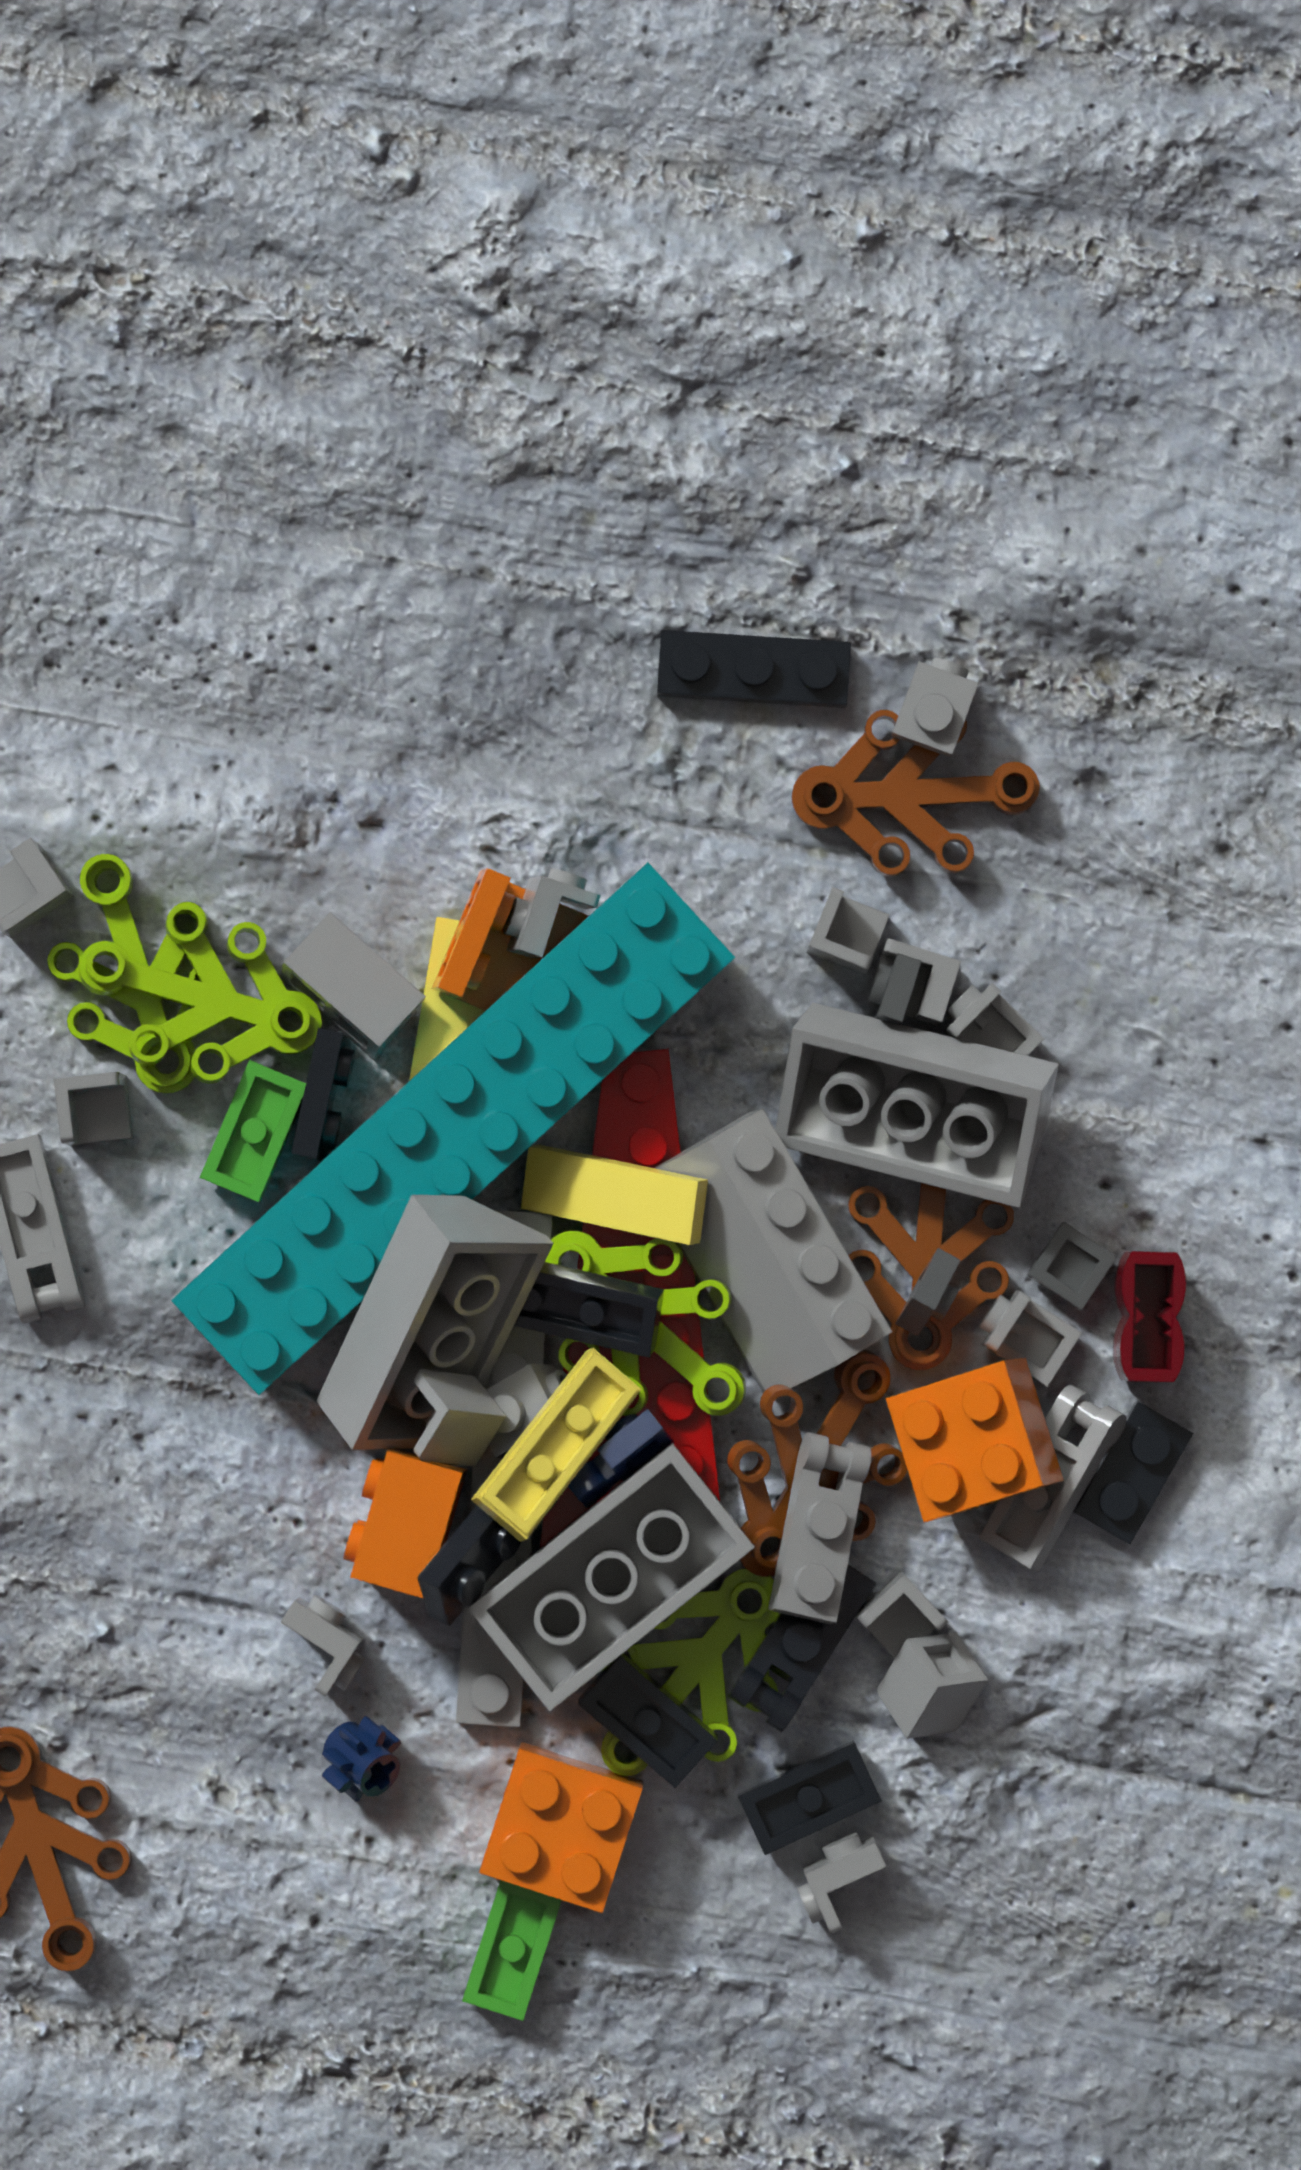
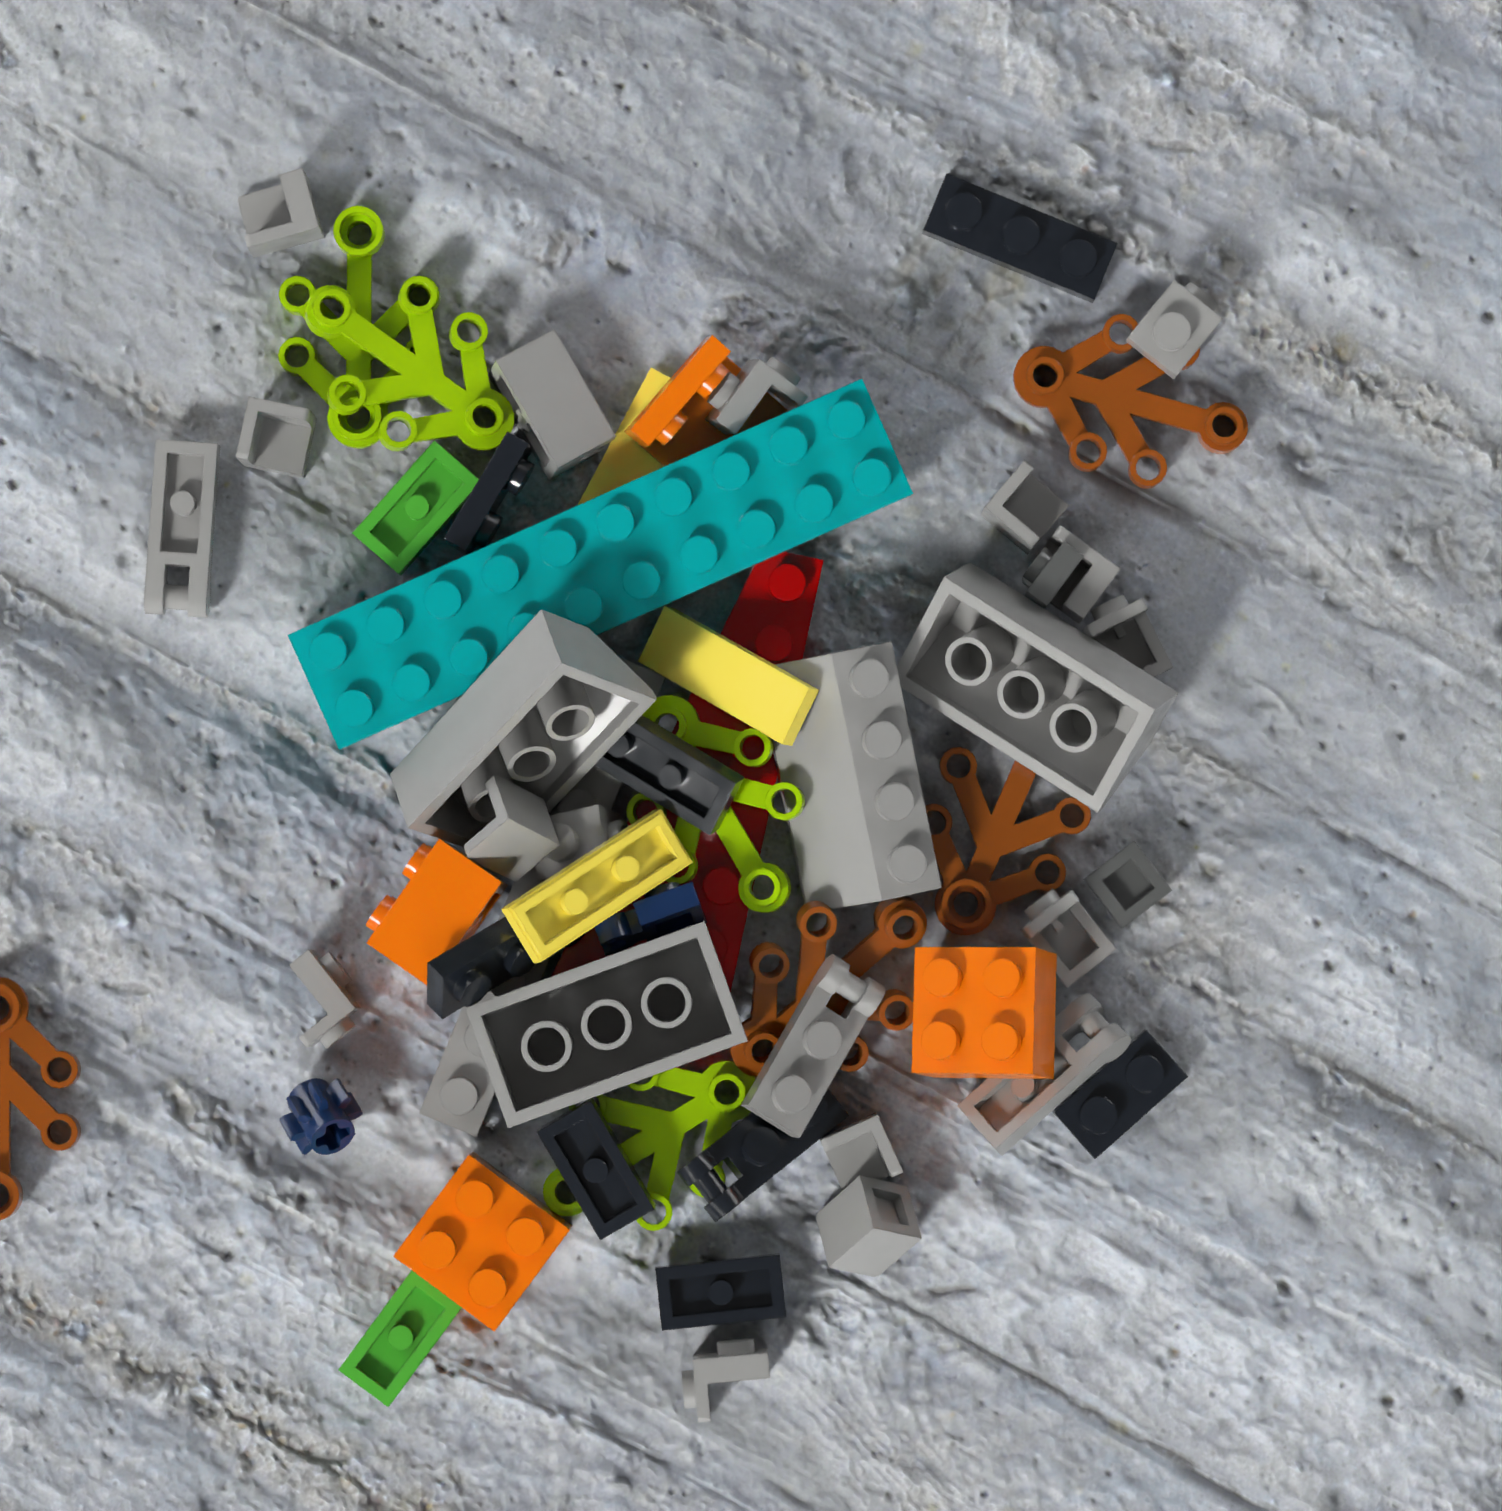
camera: 15 degrees right, 0 degrees up
(931, 1294) = (989, 866): dark grey plate -> none
(1148, 1336) = (1188, 938): dark red brick -> none

